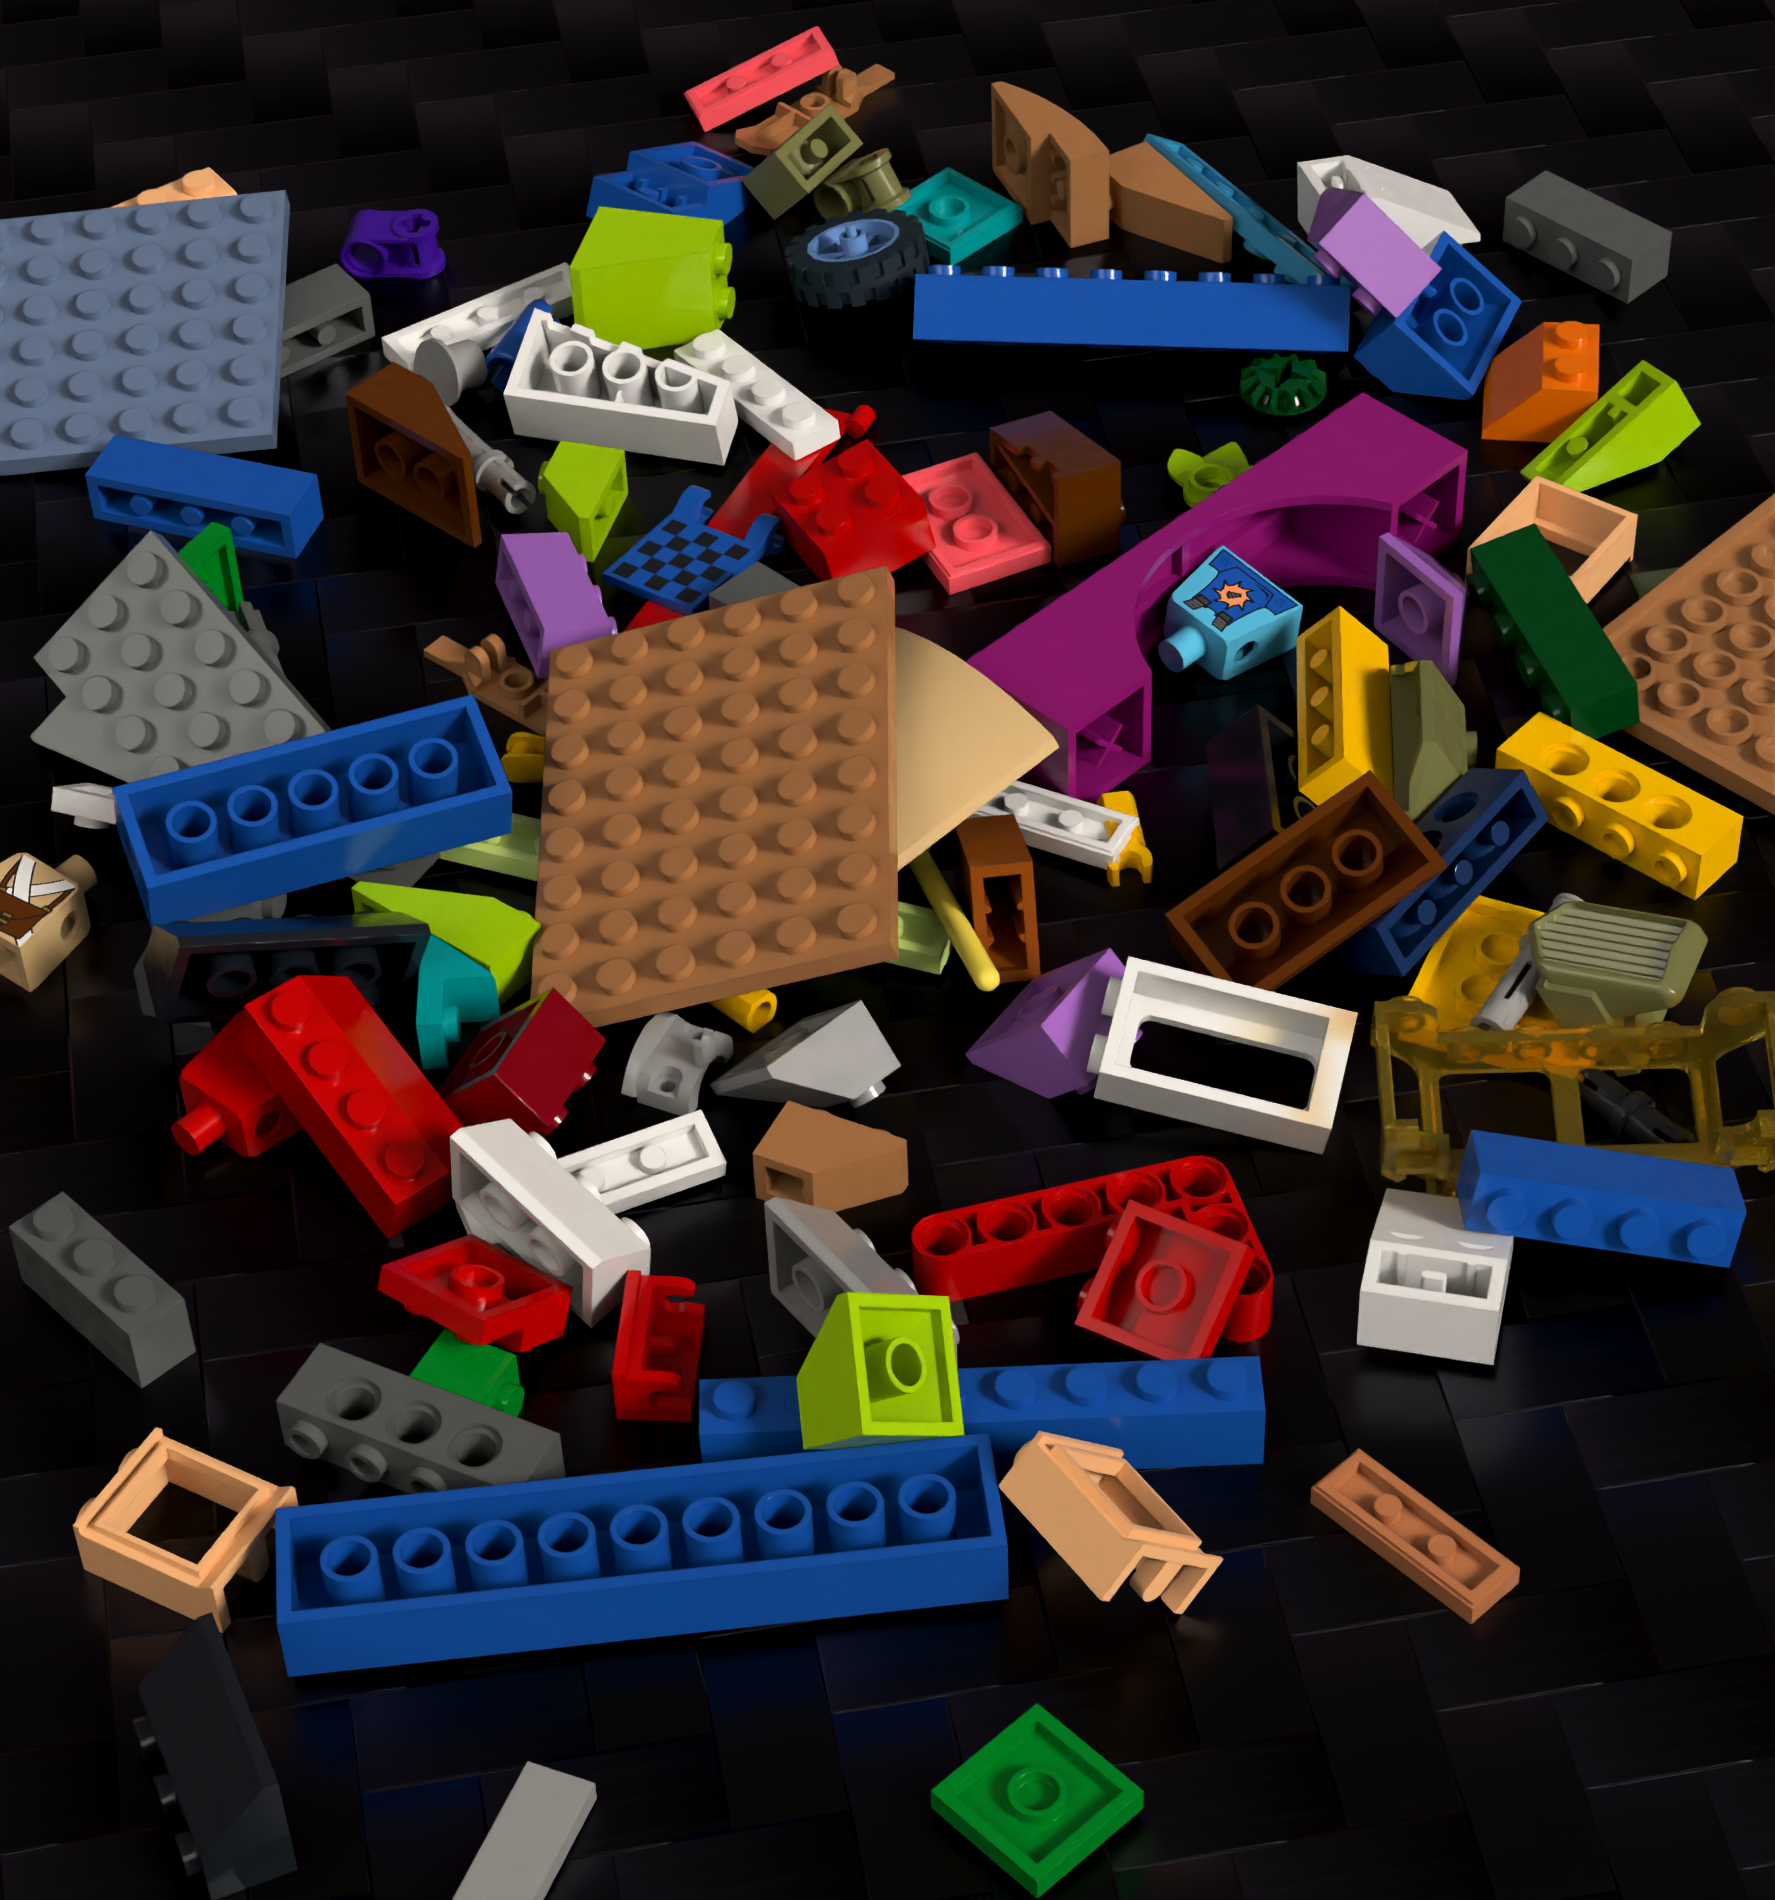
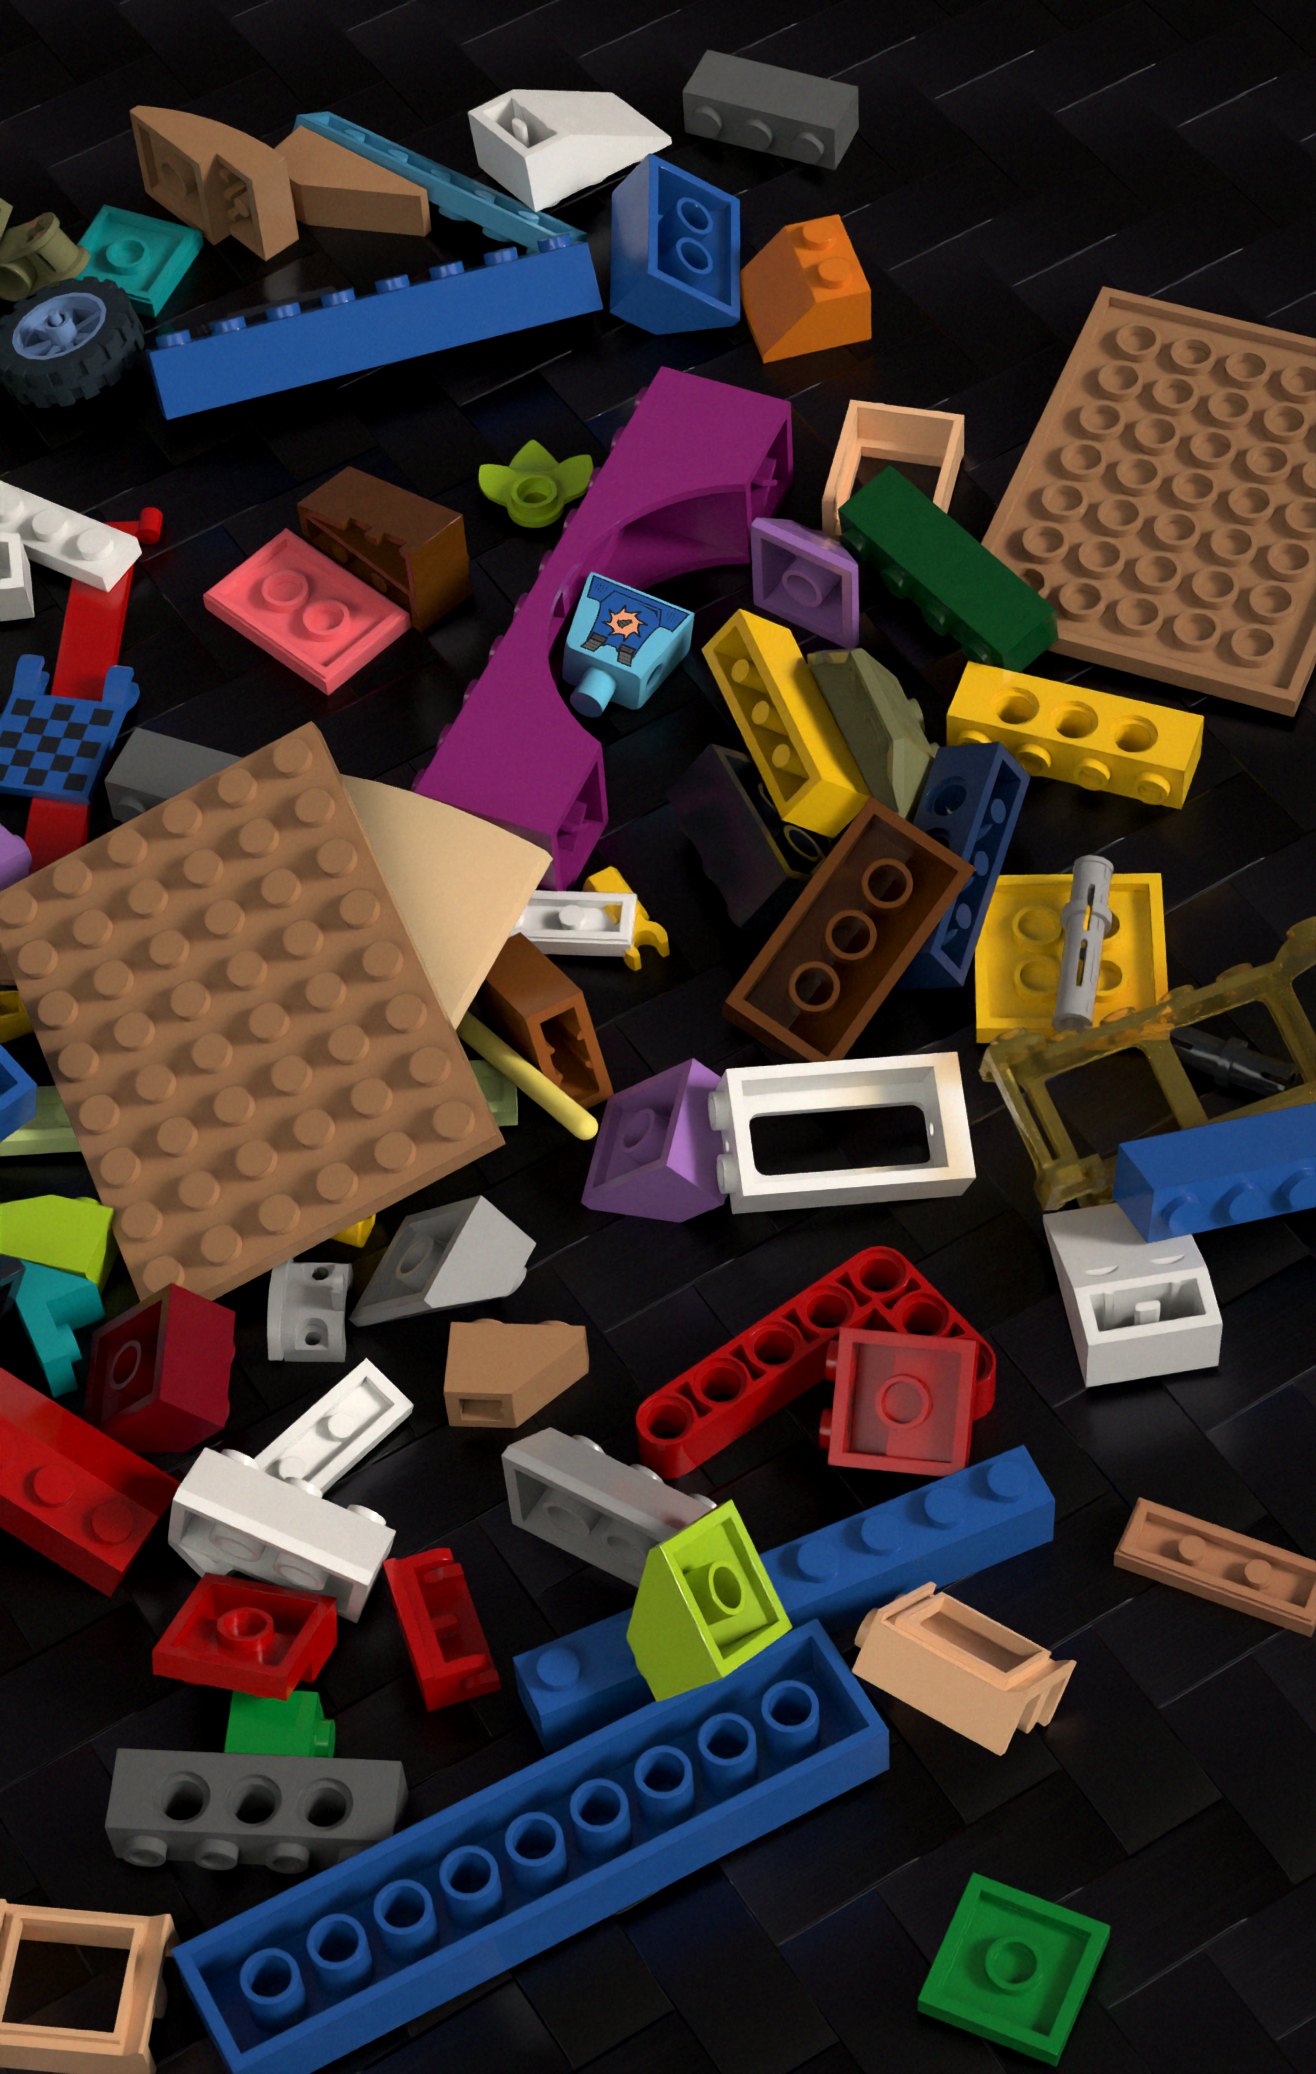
camera: 20 degrees left, 10 degrees up
(853, 515) = (206, 647): red brick -> none
(1301, 391) = (569, 371): dark green gear -> none
(1369, 251) = (596, 203): medium lavender slope -> none
(1612, 964) = (1166, 920): olive piece -> none
(1620, 433) = (898, 328): lime slope -> none

